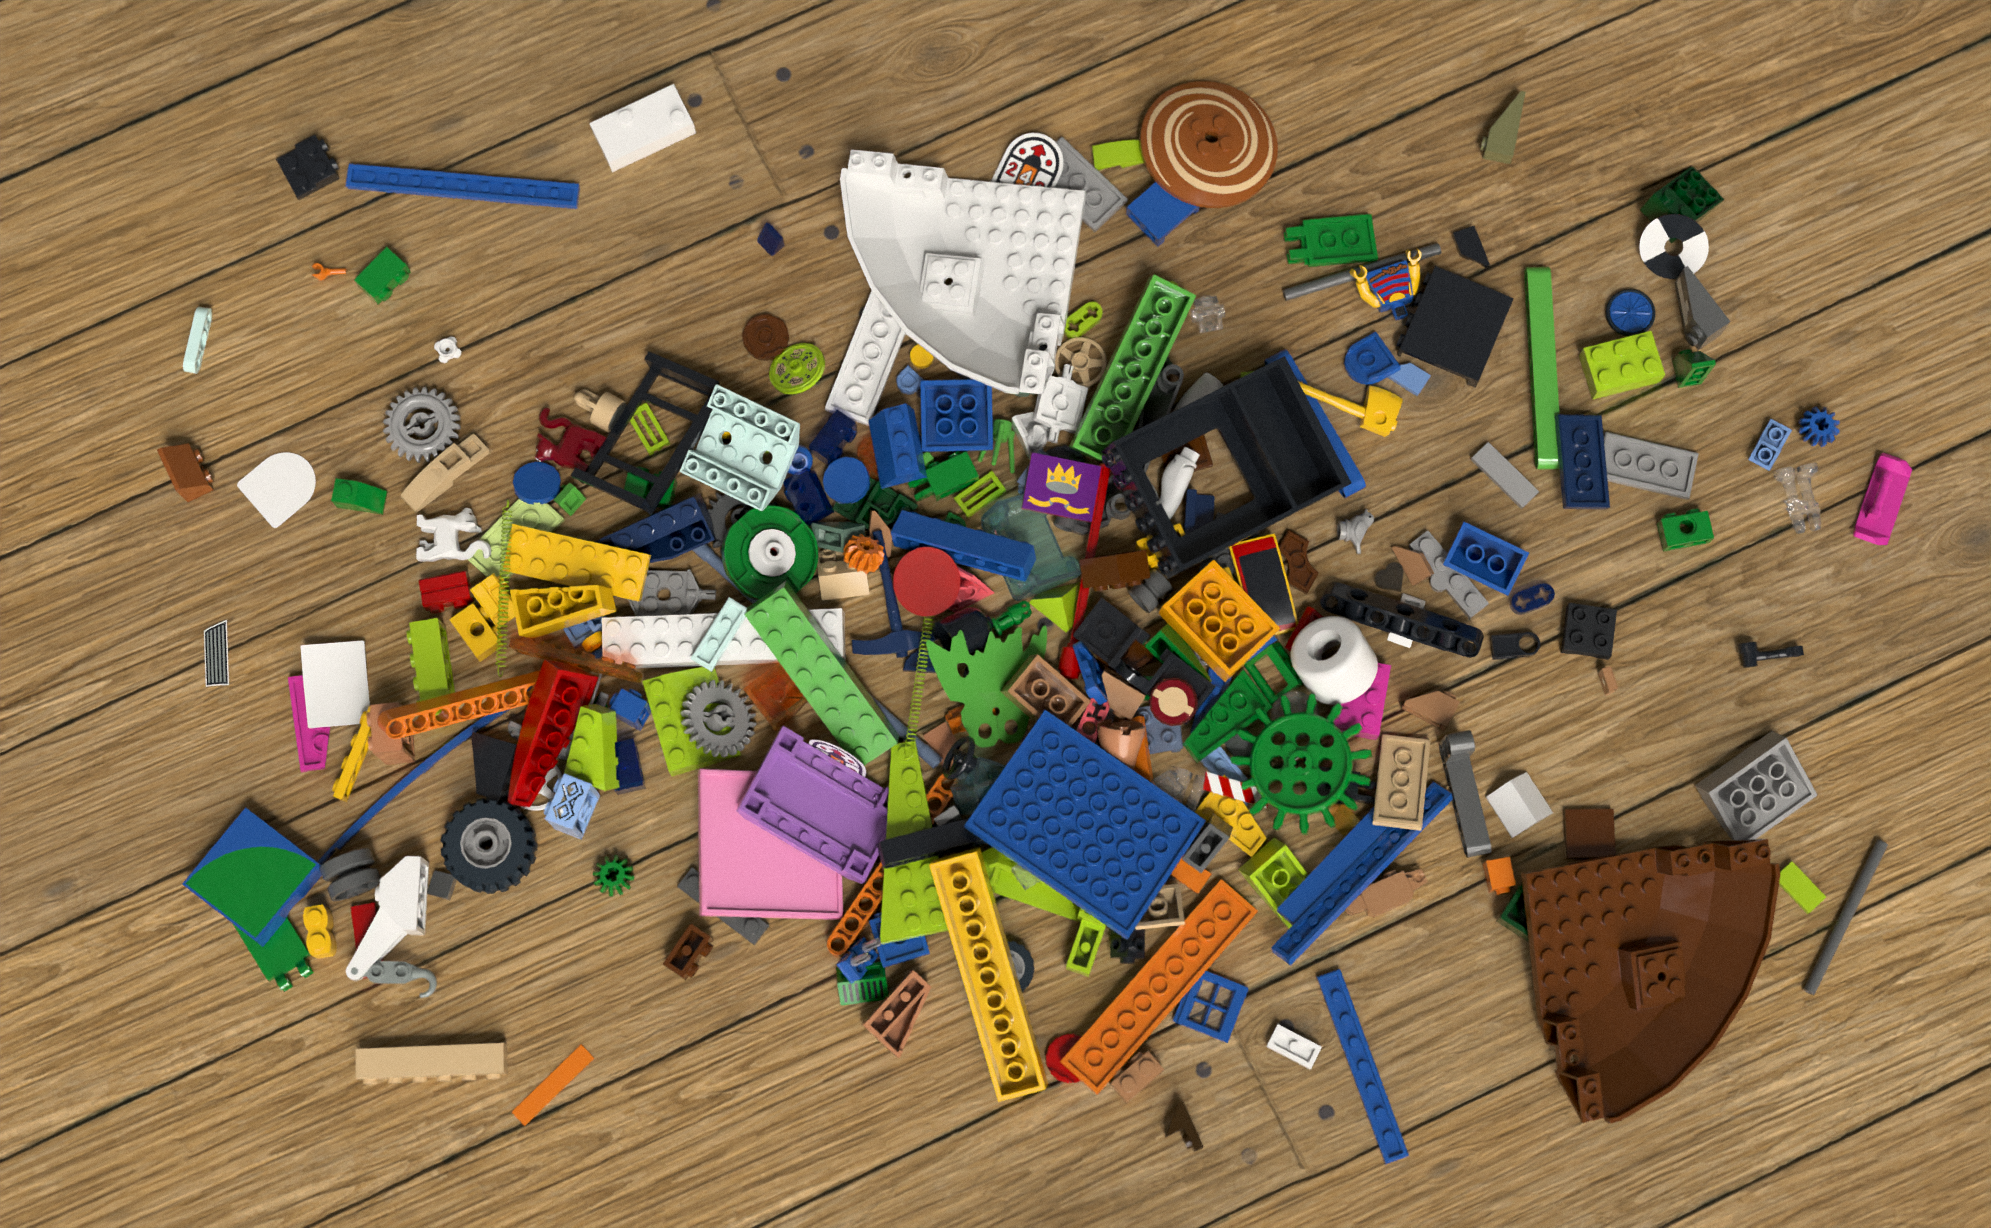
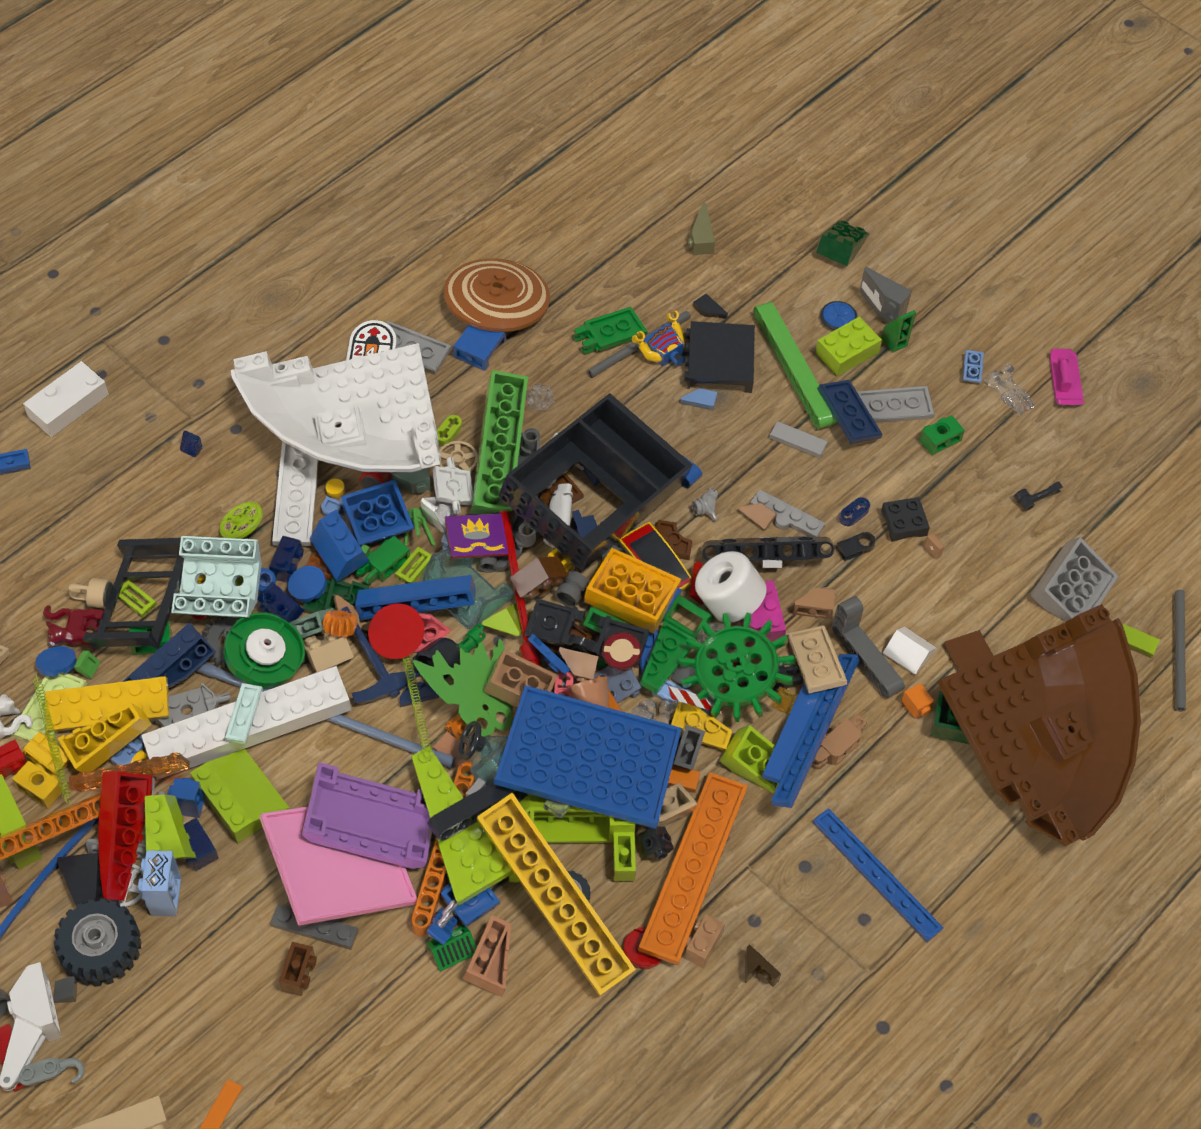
camera: 25 degrees left, 20 degrees down
(605, 873) = (209, 925): green gear -> none
(729, 713) = (267, 777): light grey gear -> none
(765, 337) = (208, 510): reddish brown tile -> none
(775, 696) = (304, 750): clear orange slope -> none
(821, 674) = (337, 716): bright green brick -> none
(839, 755) = (372, 771): sticker -> none
(1121, 153) = (436, 317): lime slope -> none
(1211, 1006) = (741, 870): blue piece -> none
(1294, 1046) = (818, 876): white plate -> none
(1370, 360) = (670, 395): blue tile -> none
(1376, 415) = (689, 425): yellow piece -> none
(1390, 578) = (746, 528): clear smoke tile -> none
(1485, 558) = (810, 490): blue slope -> none
(1668, 227) = (839, 253): sticker -> none
(1826, 423) = (1001, 345): blue gear -> none

